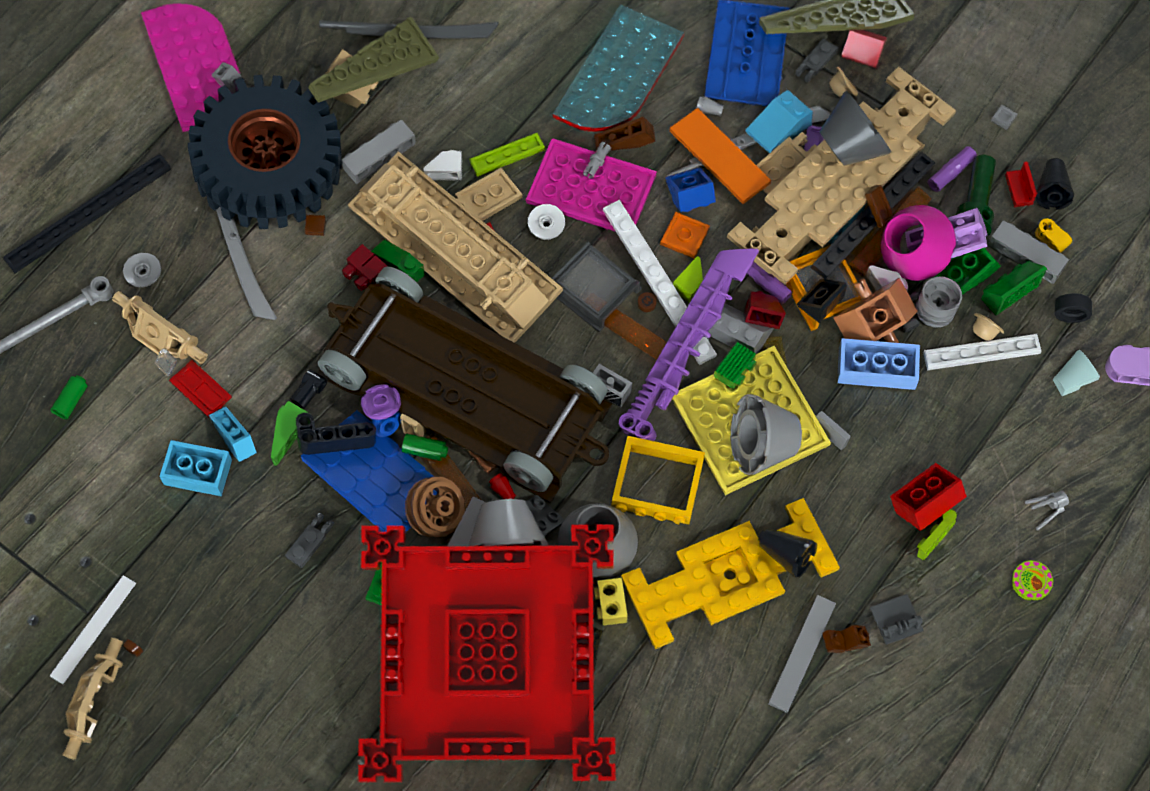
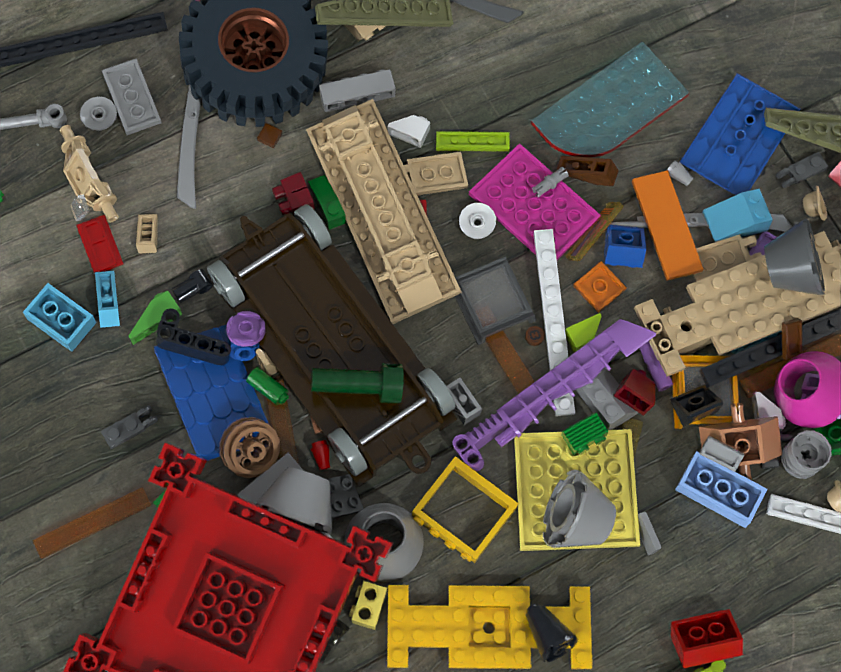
camera: 20 degrees right, 5 degrees up
(166, 242) = (131, 96): none -> light grey plate
(247, 369) = (147, 245): none -> tan slope
(316, 642) = (92, 523): none -> clear orange tile
(535, 394) = (385, 383): none -> dark green piece
(658, 187) = (594, 232): none -> clear yellow tile
(865, 330) = (721, 453): none -> light grey tile

